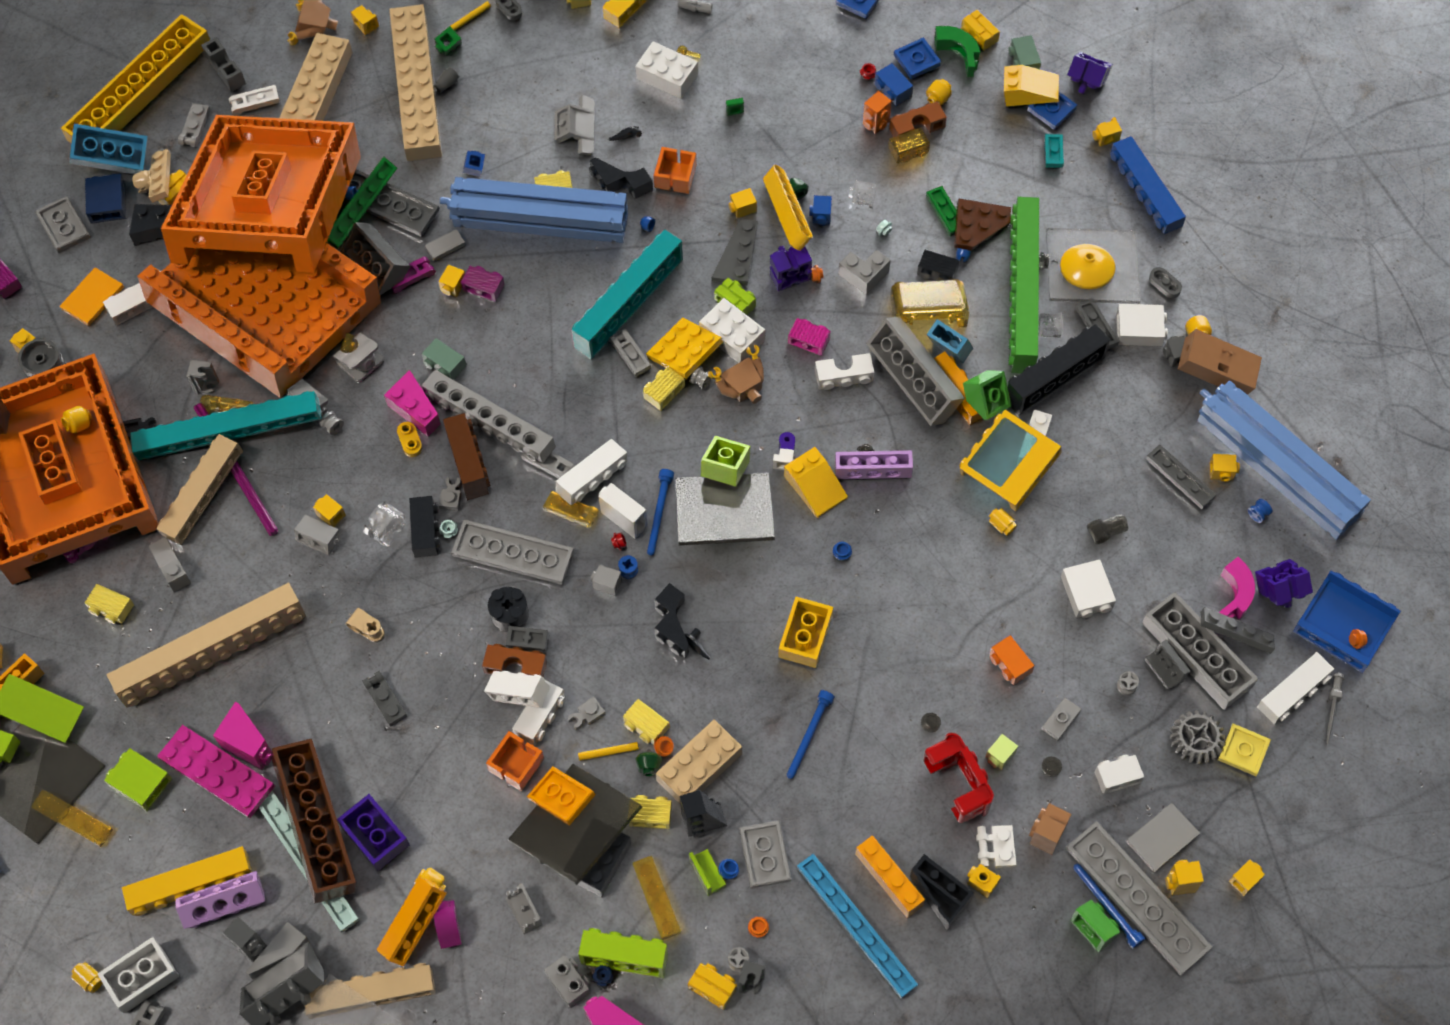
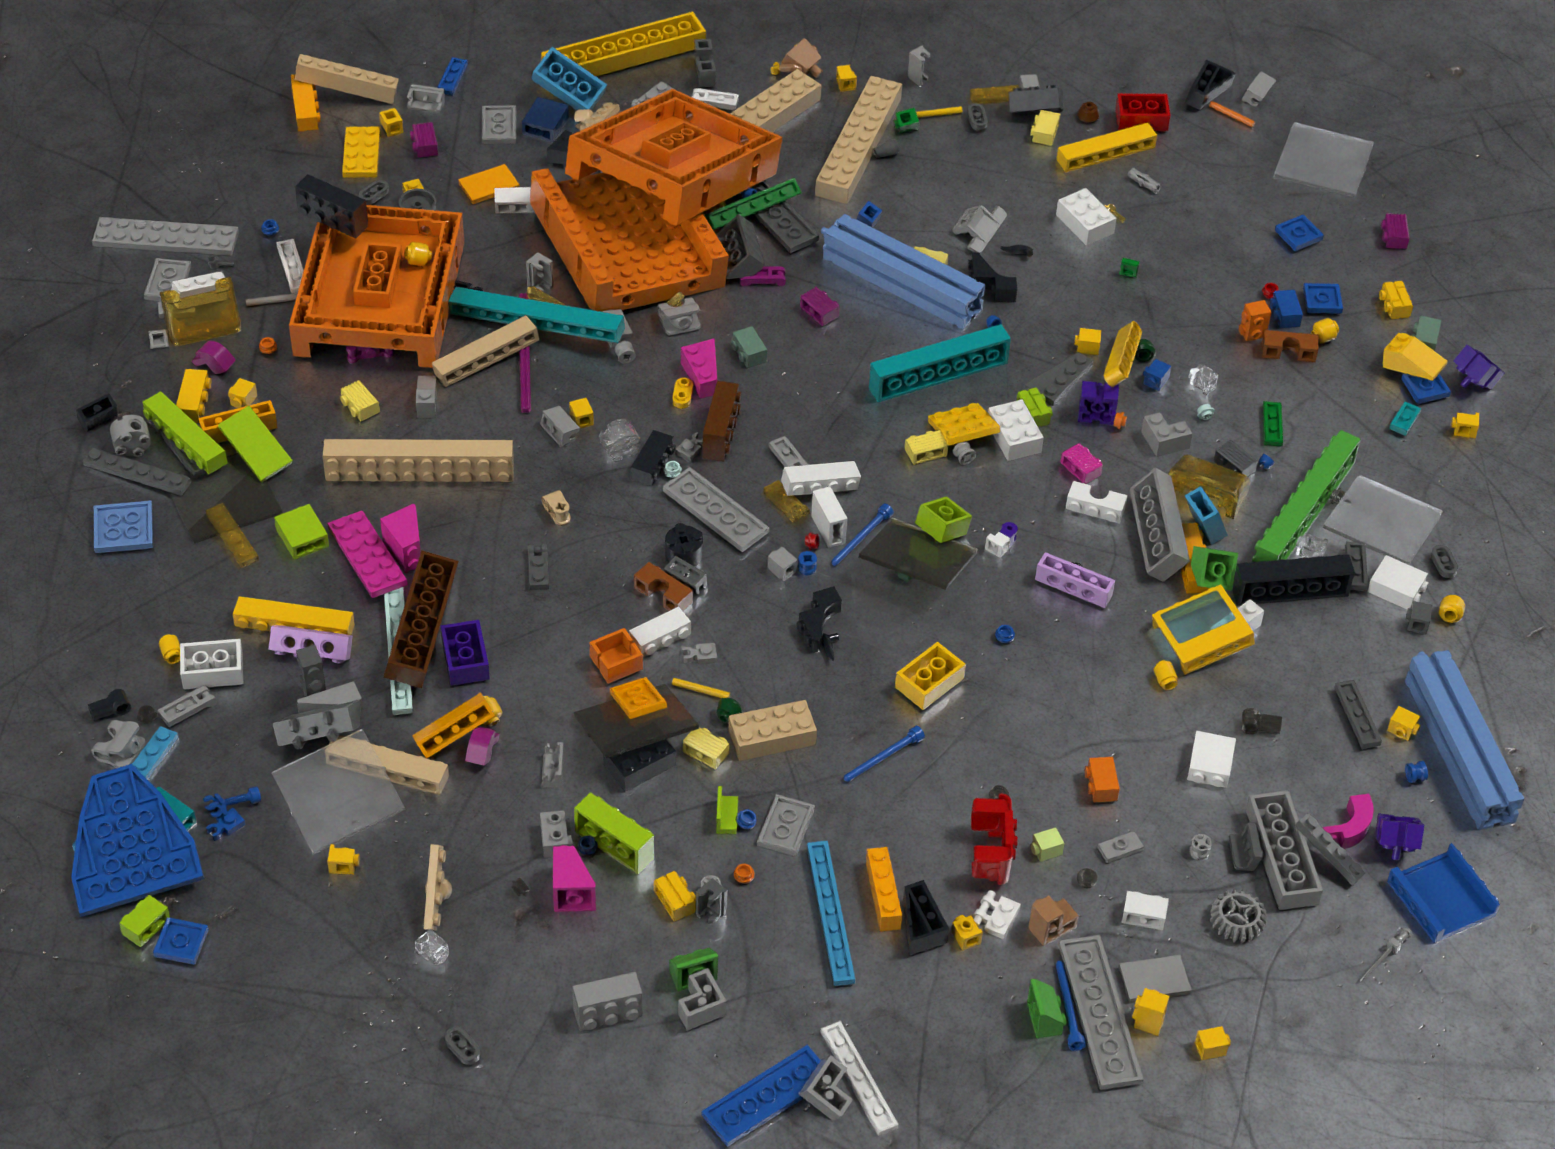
camera: 25 degrees right, 15 degrees down
(445, 245) = (806, 267): light grey tile -> none
(451, 281) = (792, 293): yellow brick -> none
(454, 391) = (760, 402): light grey brick -> none
(517, 688) = (652, 603): white brick -> none
(630, 353) = (914, 410): light grey plate -> none
(645, 722) = (746, 680): light yellow brick -> none
(656, 898) = (670, 811): clear yellow plate -> none
(663, 746) = (750, 703): orange plate -> none
(673, 174) = (1038, 291): orange piece -> none
(701, 813) = (747, 762): black wedge -> none
(742, 379) = (1000, 469): medium nougat torso -> none
(815, 482) = (1014, 571): yellow slope -> none
(909, 145) = (1270, 359): clear yellow brick -> none
(961, 42) = (1370, 300): green arch -> none
(978, 222) = (1294, 442): reddish brown plate -> none
(1087, 266) = (1376, 516): yellow dish -> none
(1147, 185) = (1477, 480): blue brick -> none
(1219, 361) = (1445, 629): medium nougat brick -> none
(1244, 749) = (1276, 946): light yellow plate -> none
(1295, 688) = (1358, 921): white brick -> none
(1358, 638) = (1444, 910): orange plate -> none

